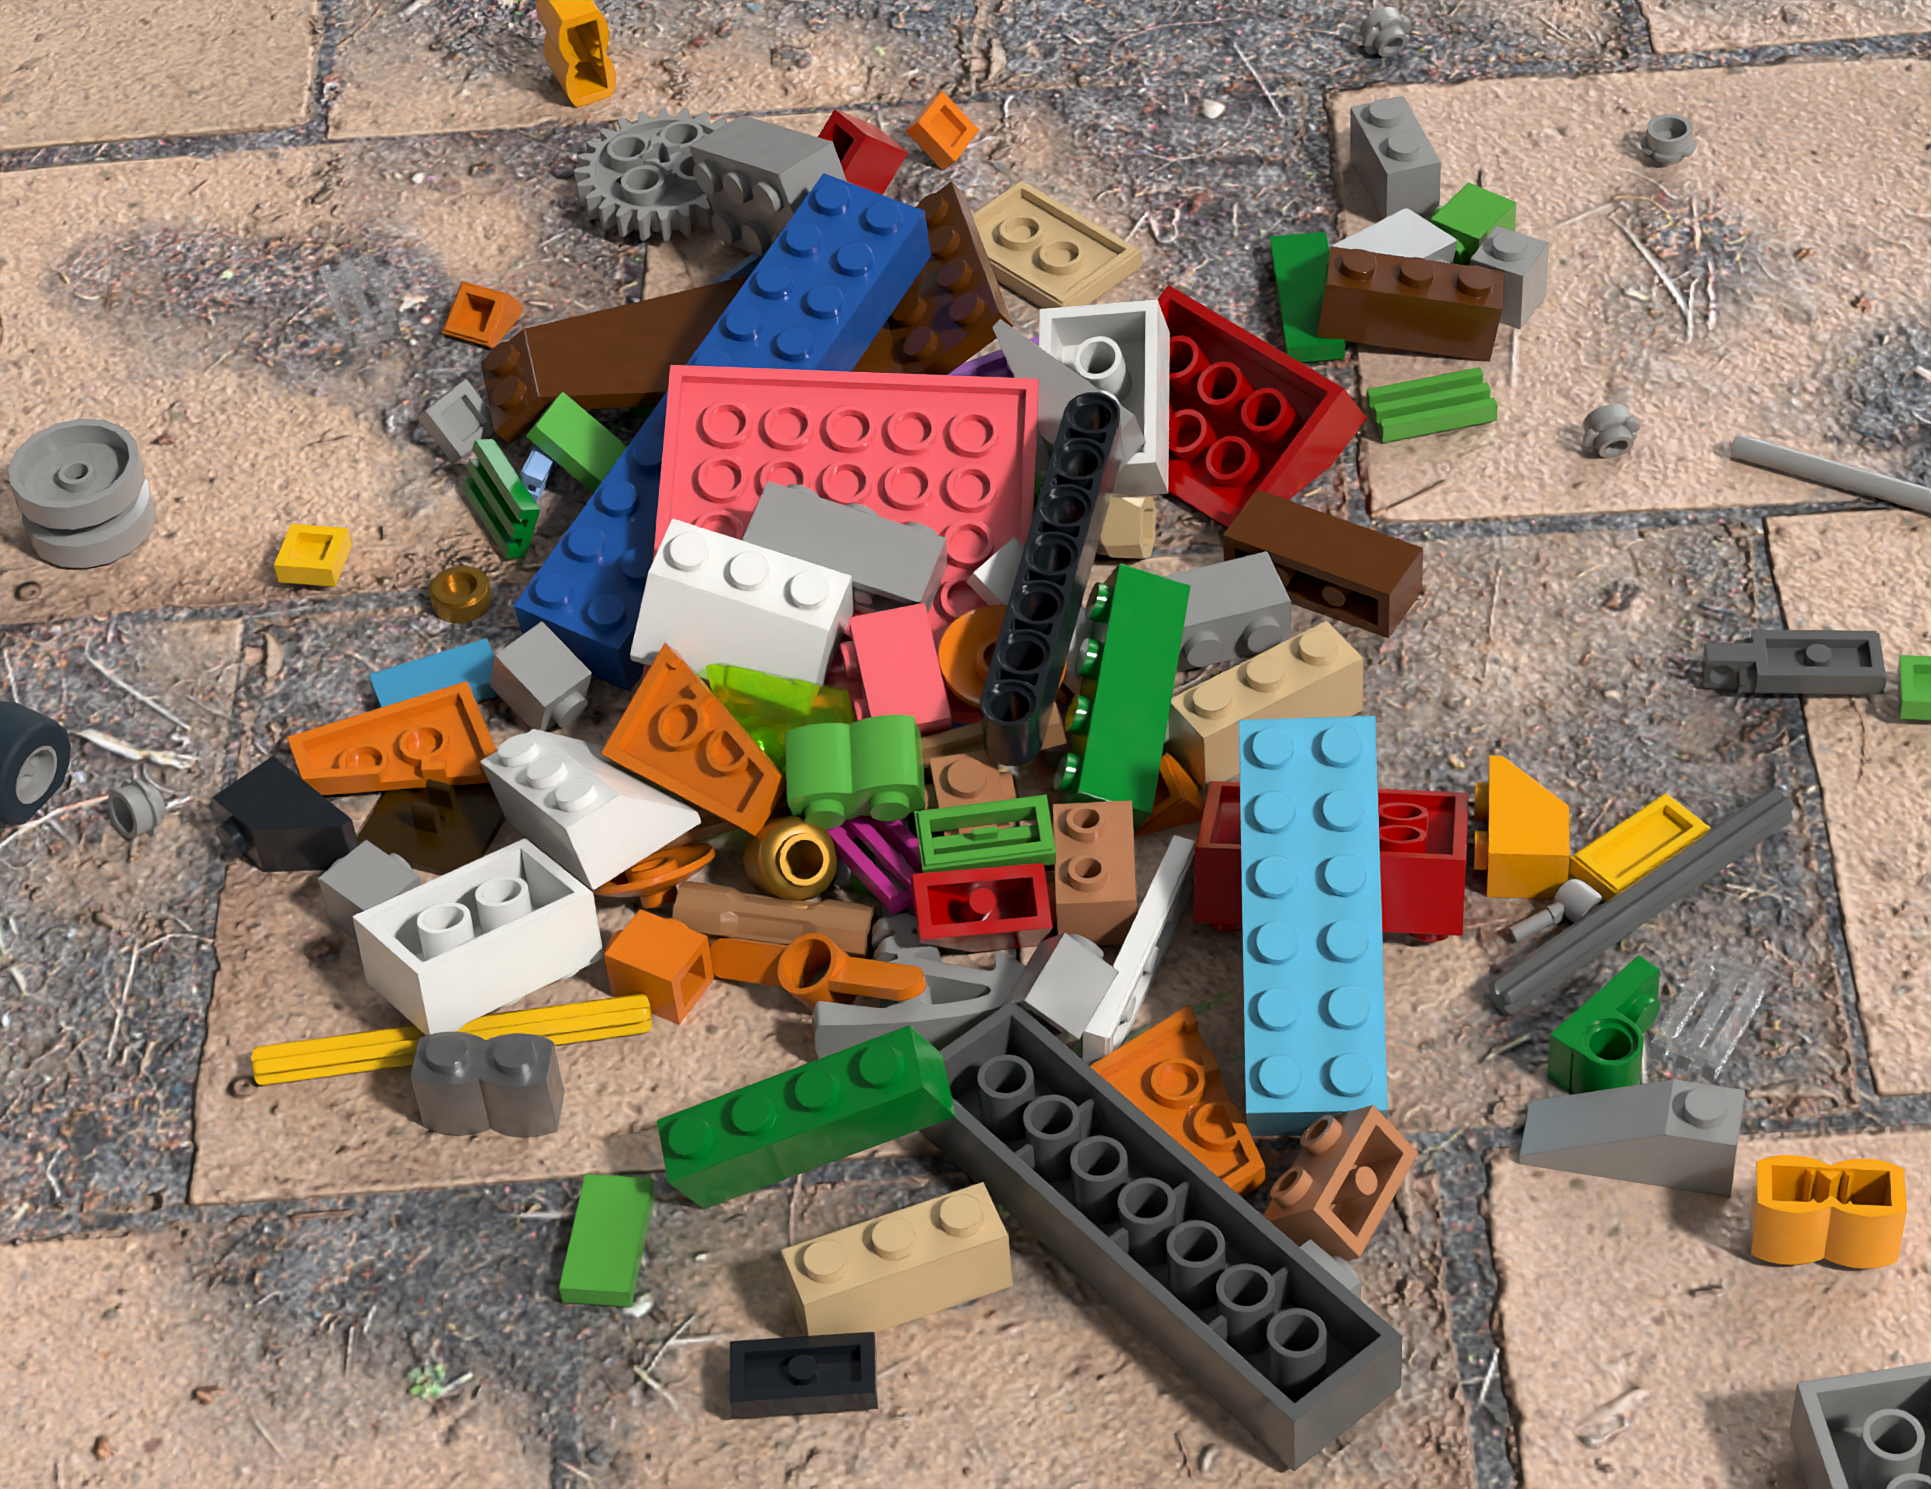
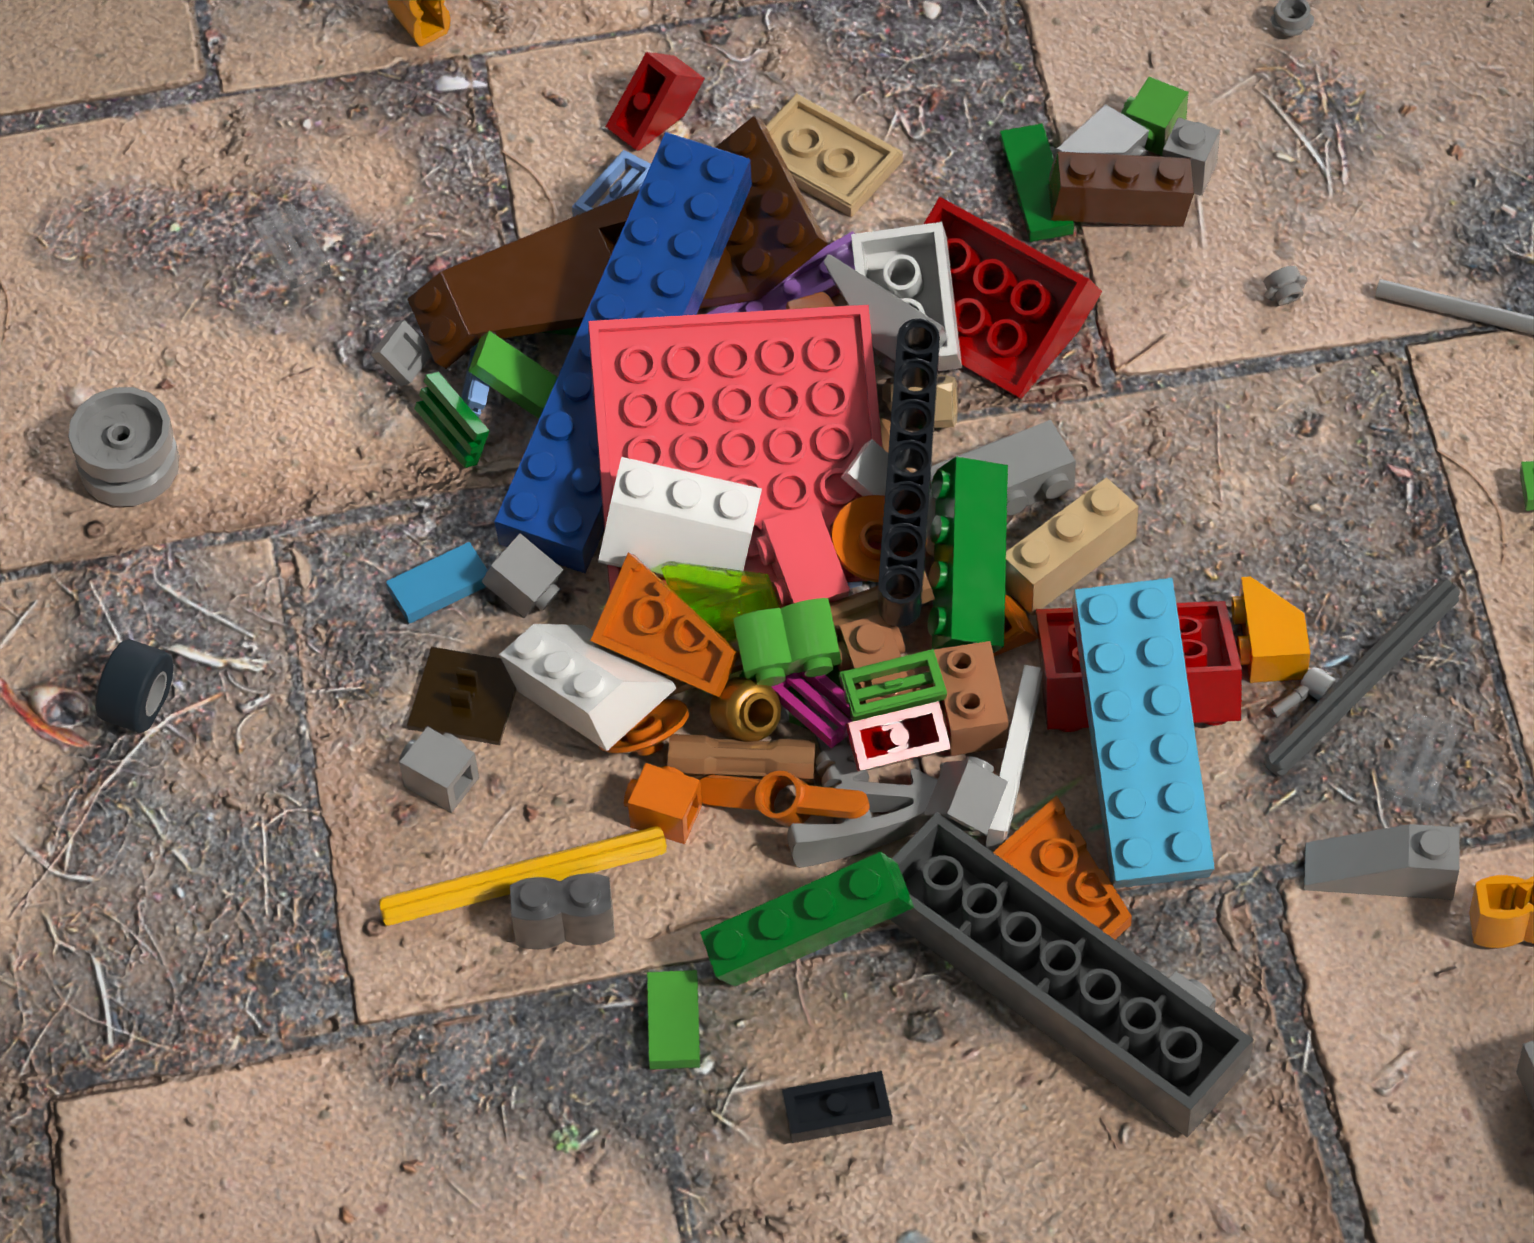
camera: 10 degrees left, 10 degrees up
(136, 808) = (236, 712): light grey plate -> none
(281, 821) = (355, 714): black slope -> none
(313, 555) = (316, 481): yellow plate -> none
(398, 746) = (426, 640): orange wing -> none
(460, 594) = (437, 503): pearl gold tile -> none
(478, 937) = (532, 799): white brick -> none
(481, 315) = (393, 252): orange slope -> none
(646, 175) = (511, 110): light grey gear -> none
(759, 178) = (607, 128): light grey brick -> none
(887, 560) = (781, 468): light grey brick -> none
(899, 1265) = (889, 1020): tan brick -> none
(942, 130) = (725, 52): orange plate -> none
(1330, 562) = (1093, 419): reddish brown brick -> none
(1341, 1182) = (1188, 925): nougat brick -> none
(1394, 158) = (1086, 55): light grey brick -> none
(1431, 405) = (1143, 266): bright green tile -> none
(1604, 1038) = (1355, 786): green plate -> none
(1636, 846) = (1353, 634): yellow tile -> none
(1797, 662) = (1449, 472): dark grey hinge -> none

